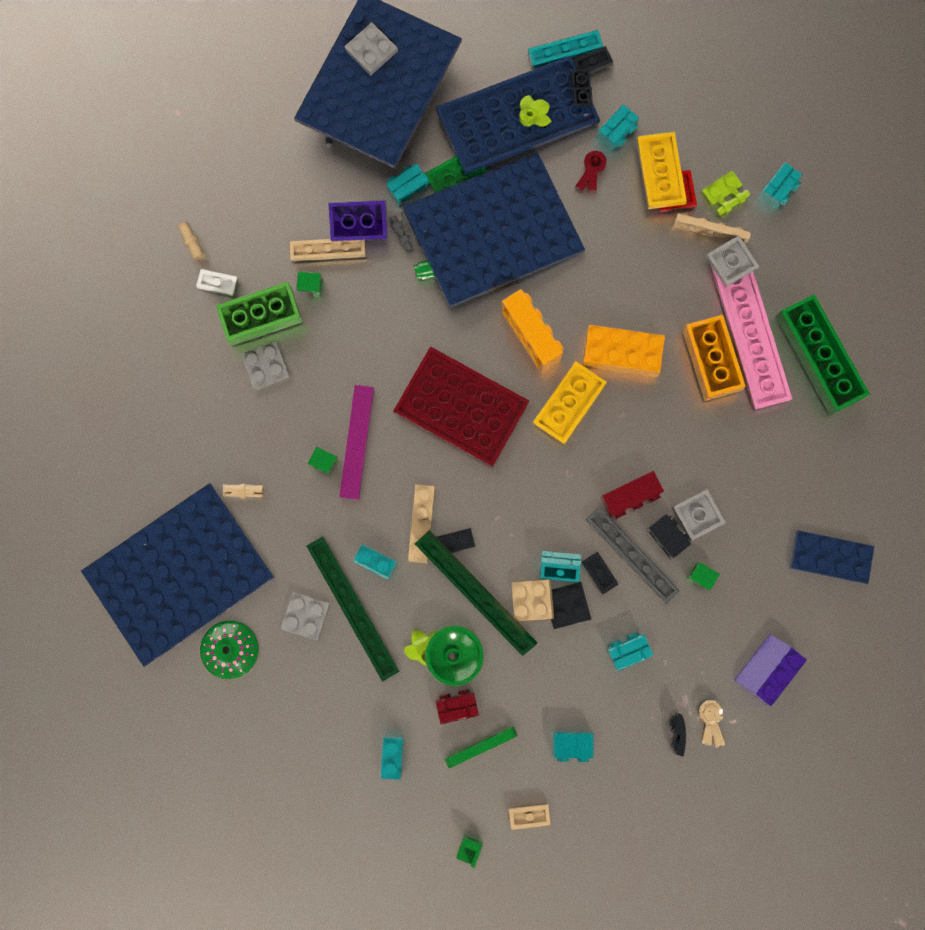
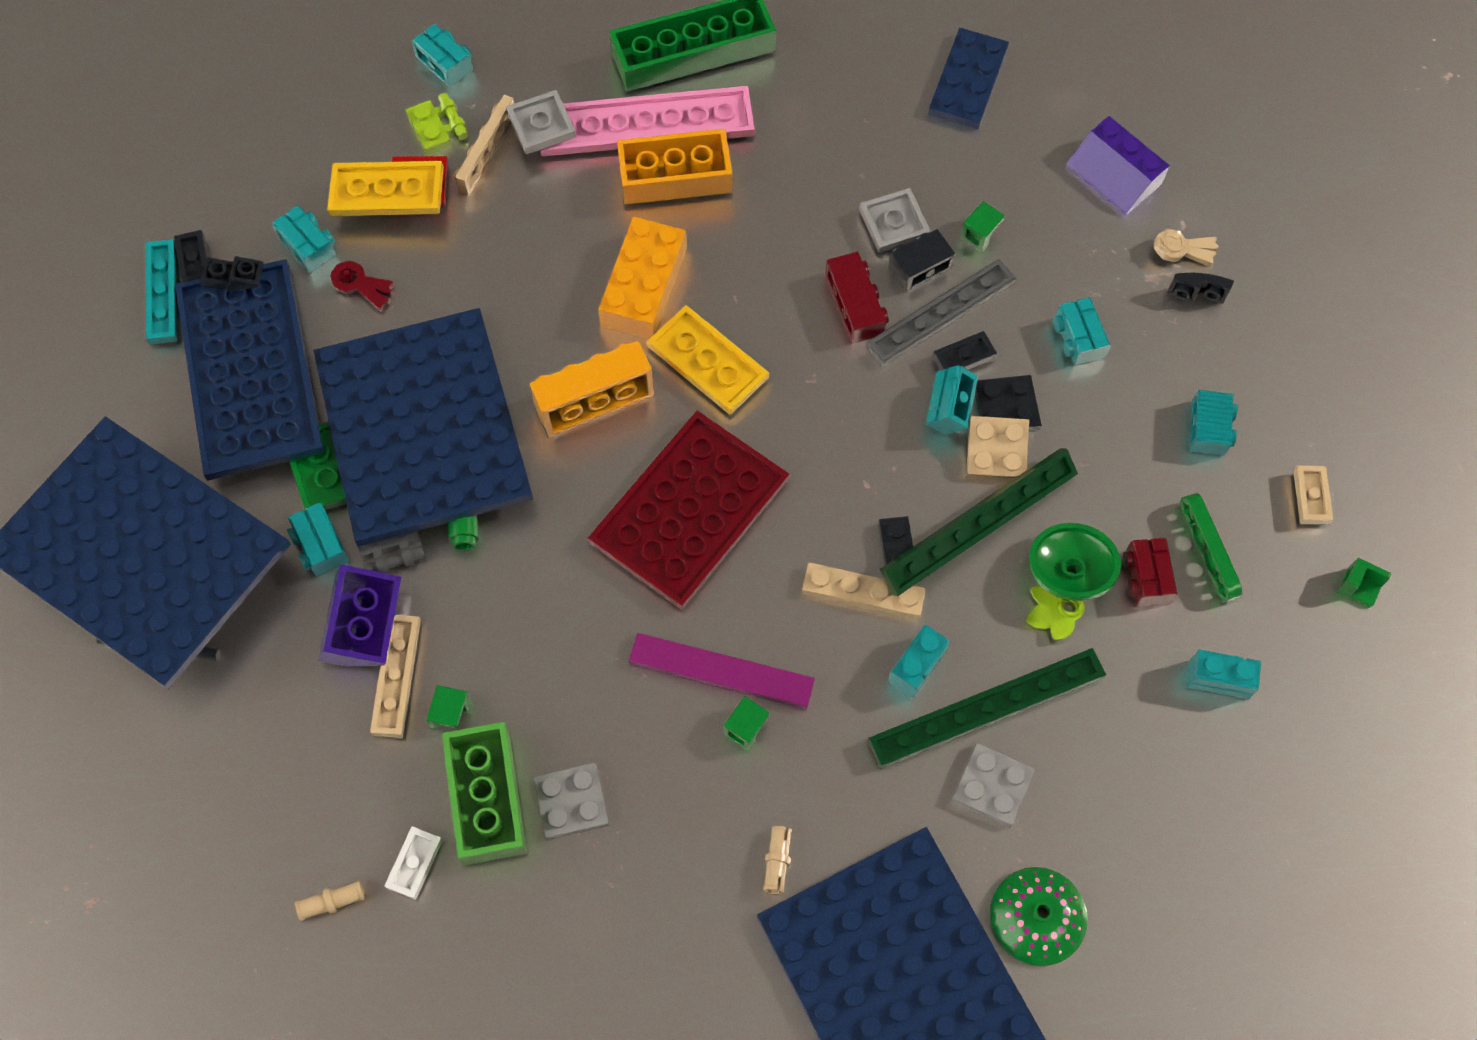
camera: 85 degrees left, 15 degrees down
(371, 49) = (83, 546): light grey plate -> none
(534, 112) = (252, 339): lime plate -> none

